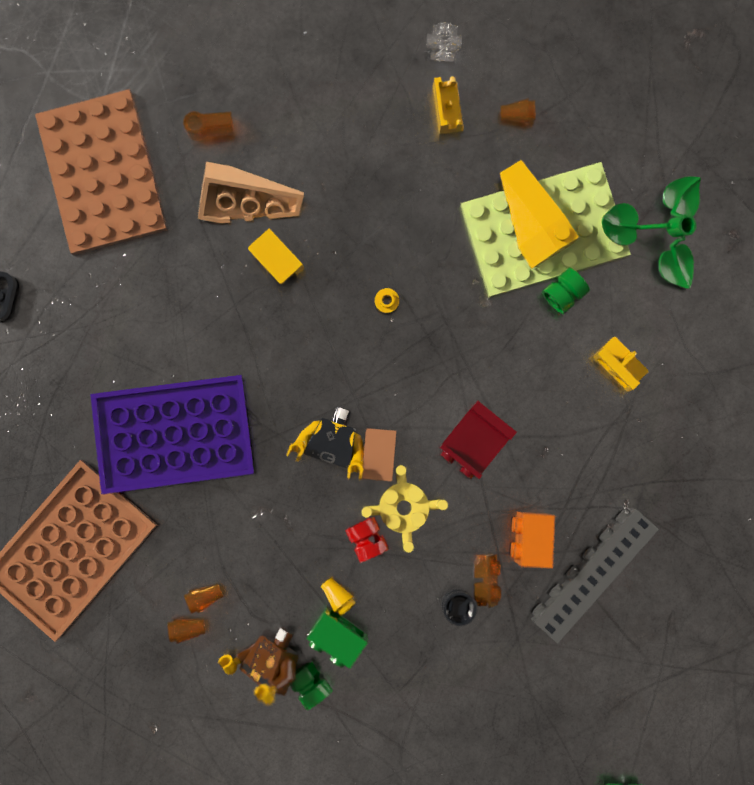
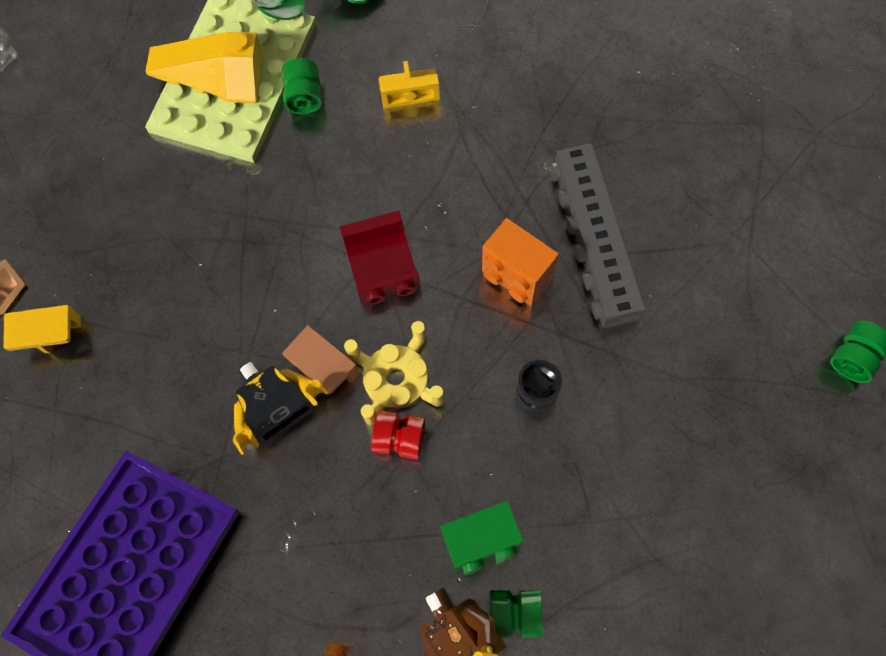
camera: 50 degrees left, 15 degrees down
(338, 597) = (438, 511): yellow cone -> none
(383, 307) = (182, 259): yellow plate -> none
(447, 106) = (47, 82): yellow hinge -> none
(489, 570) = (521, 334): clear orange hinge -> none
(519, 111) = (109, 26): clear orange cone -> none

